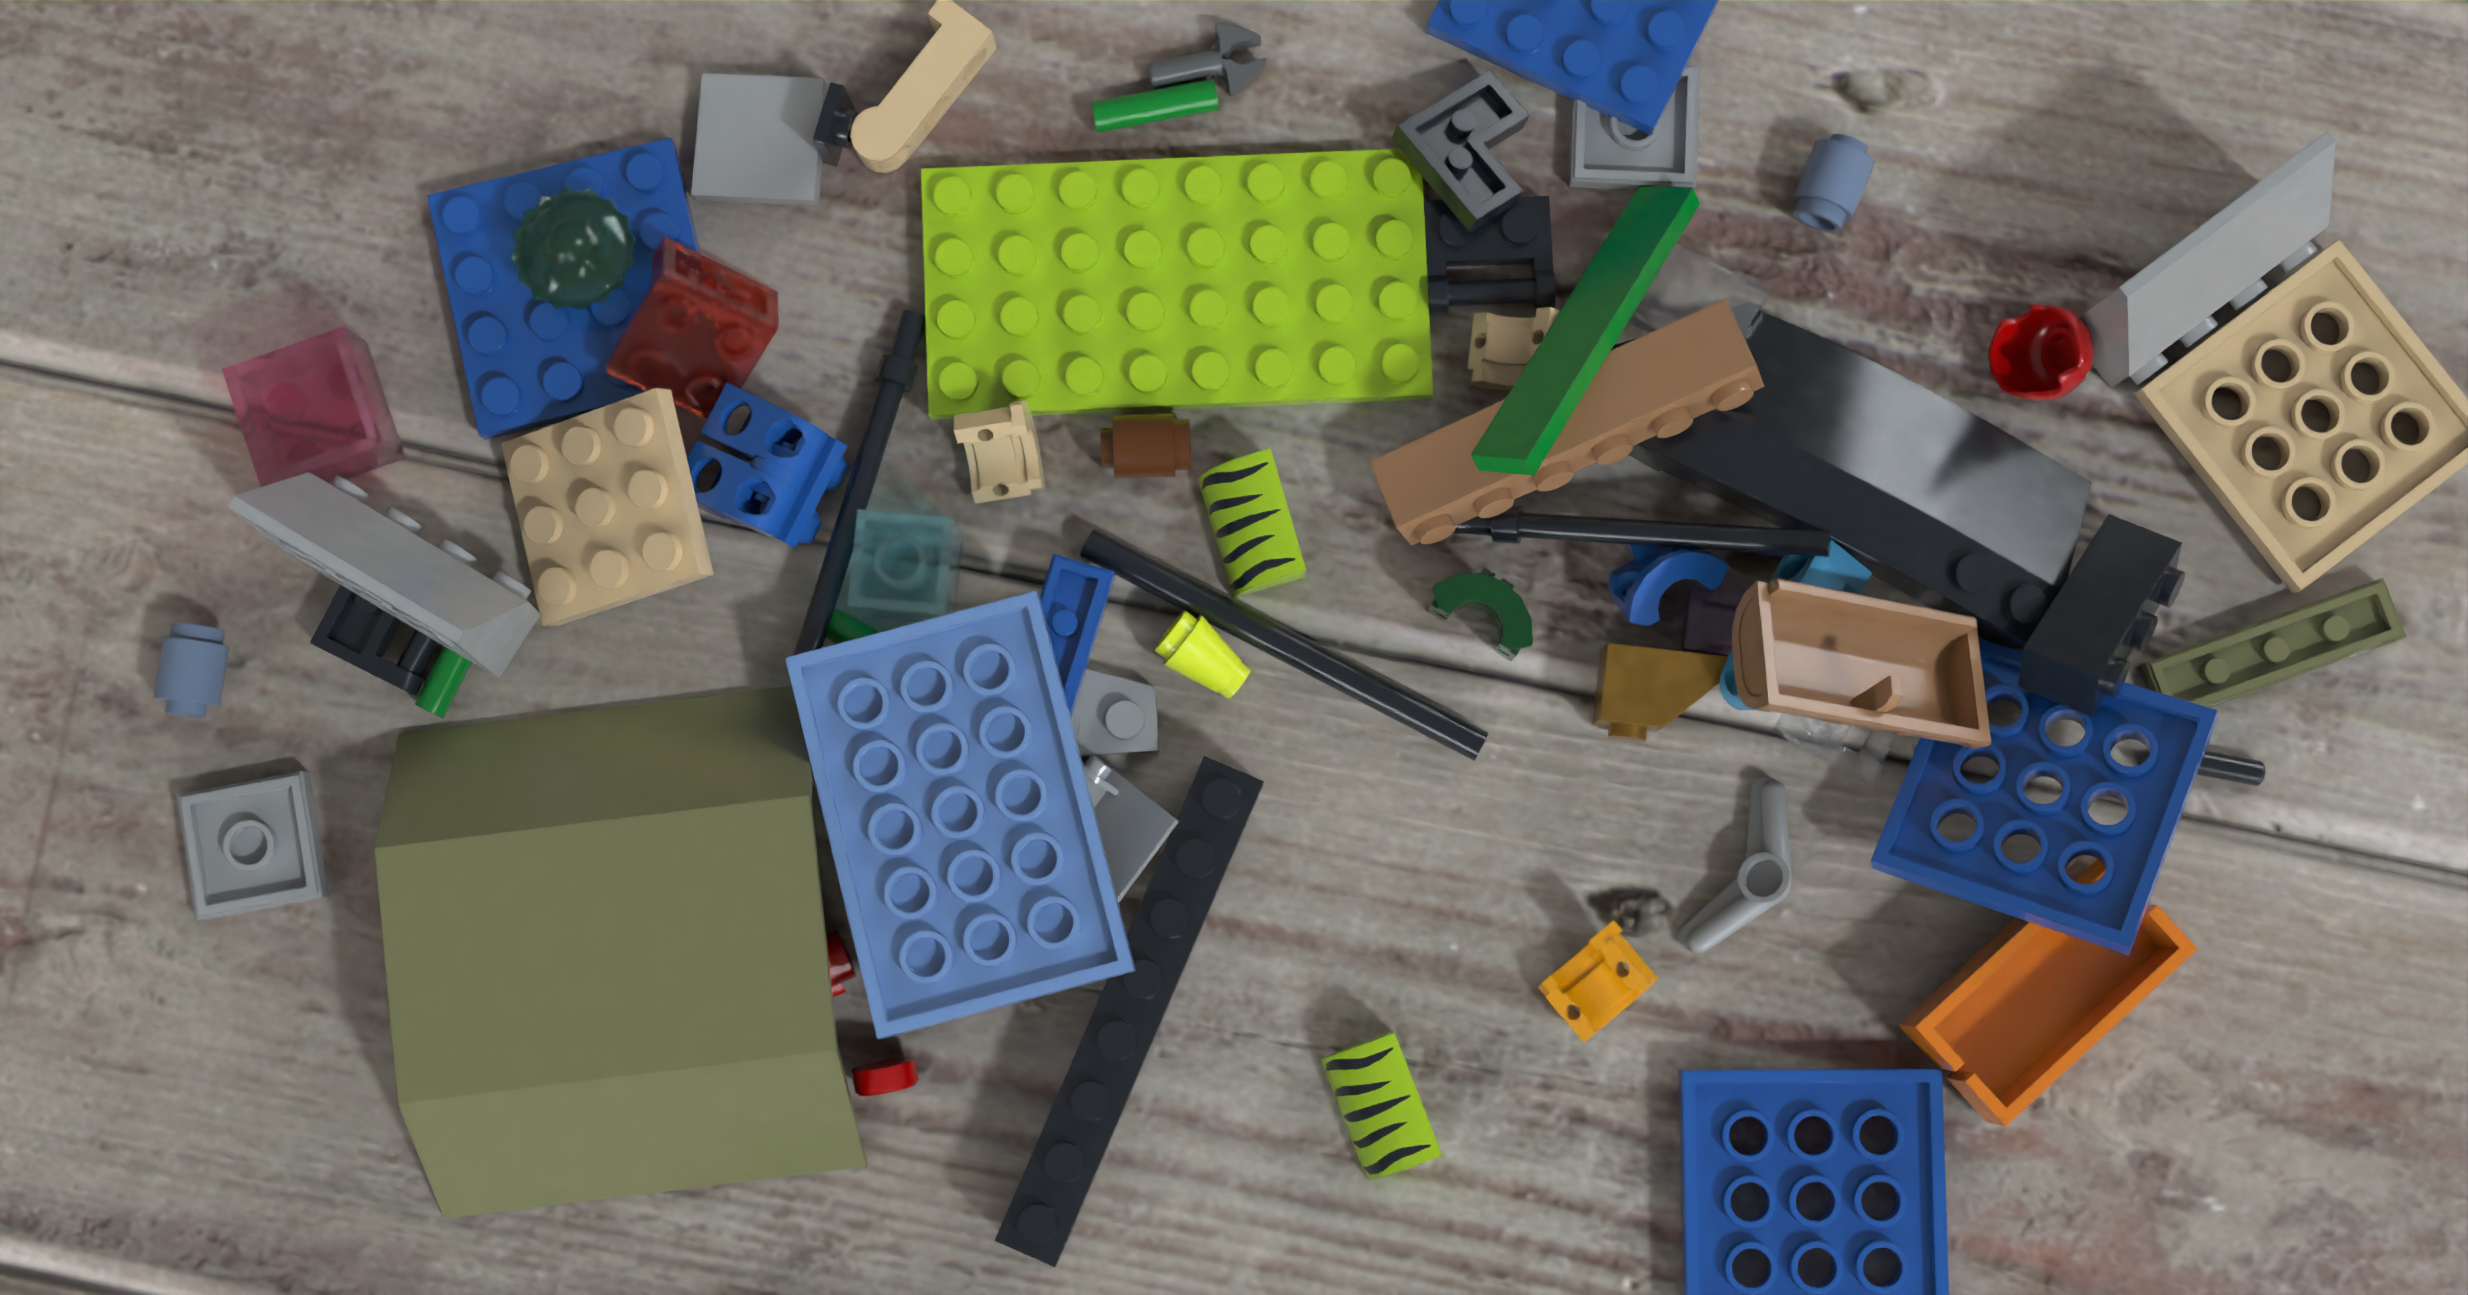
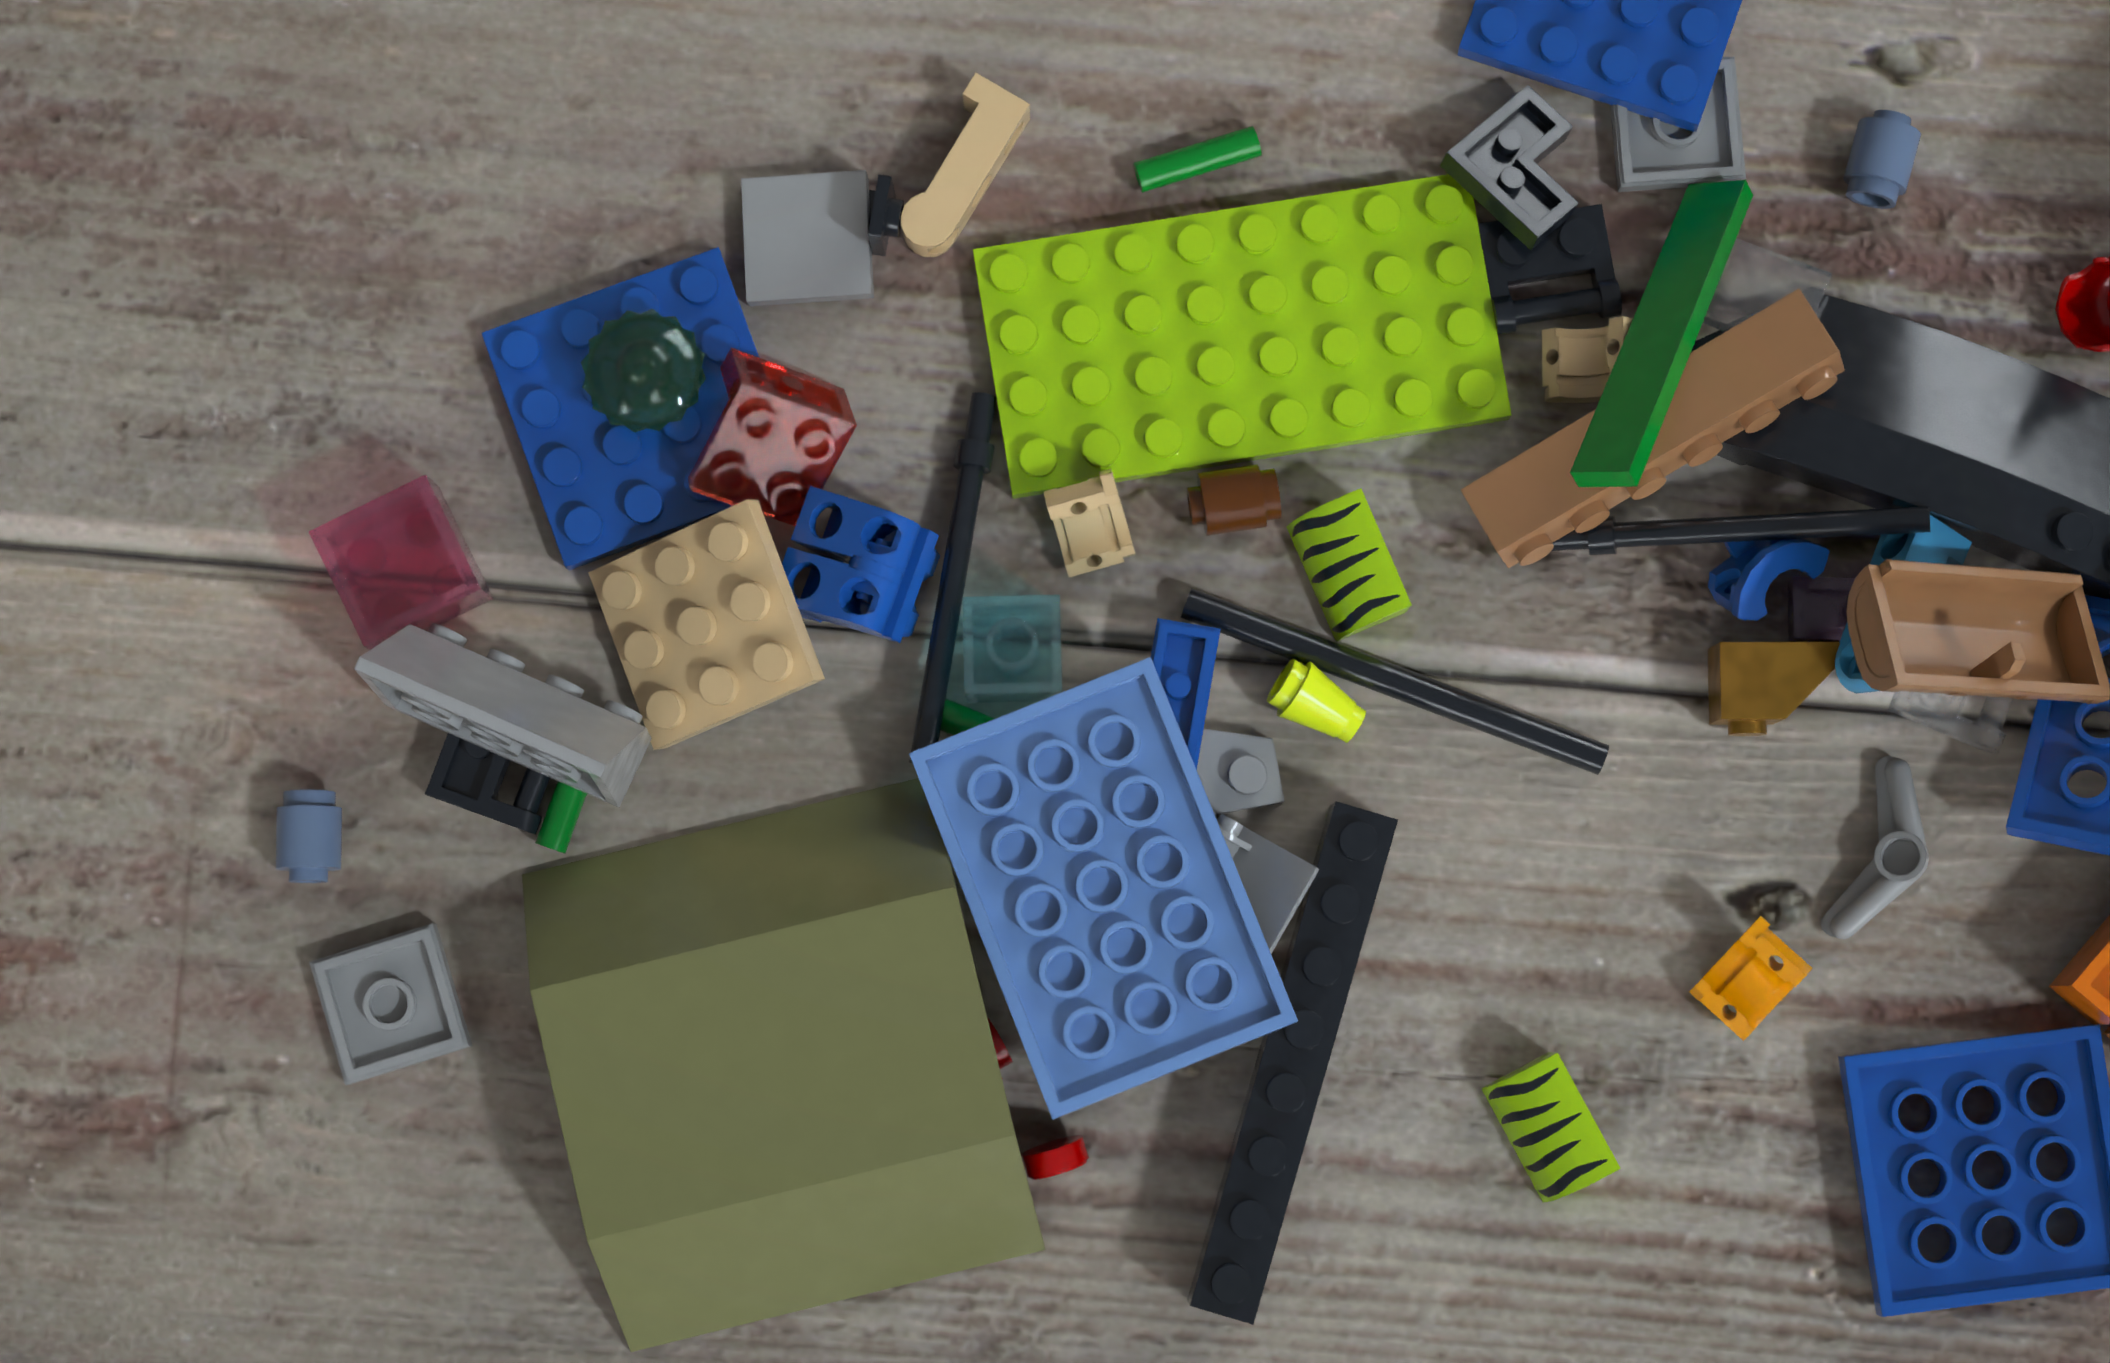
camera: 10 degrees left, 0 degrees up
(1213, 62) = (1248, 108): dark grey bar -> none
(1494, 598) = (1602, 612): dark green piece -> none

